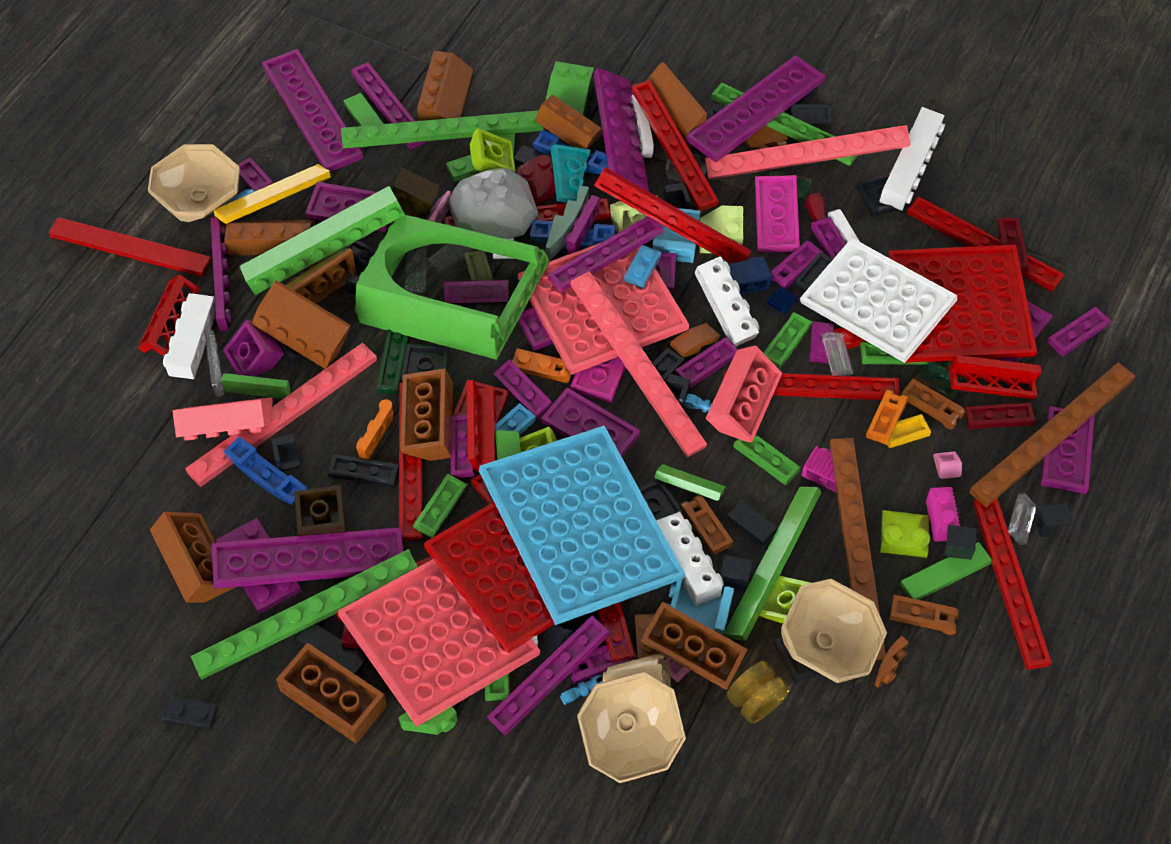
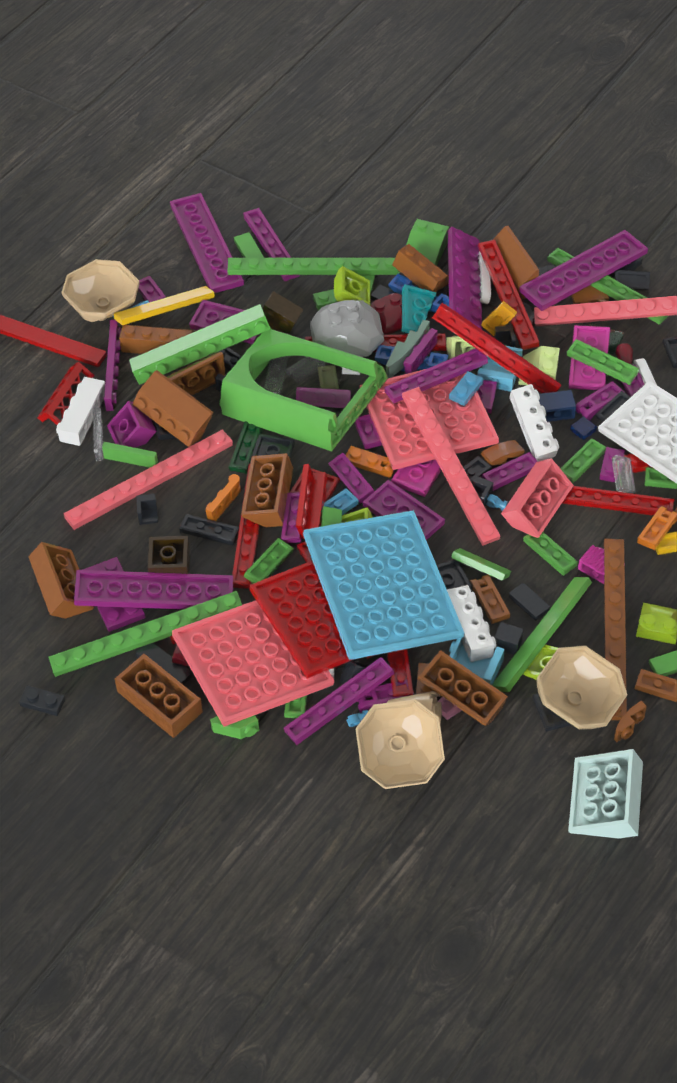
camera: 10 degrees right, 5 degrees down
(222, 417) = (99, 475): coral slope -> none
(262, 471) = (125, 521): blue slope -> none
(440, 208) = (304, 329): bright pink slope -> none
(444, 87) = (320, 233): dark orange slope -> none
(668, 174) = (499, 317): none -> light orange plate
(758, 692) = (511, 731): clear yellow wheel -> none
(794, 218) = (602, 361): none -> bright green tile
(877, 758) = (606, 795): none -> light aqua slope

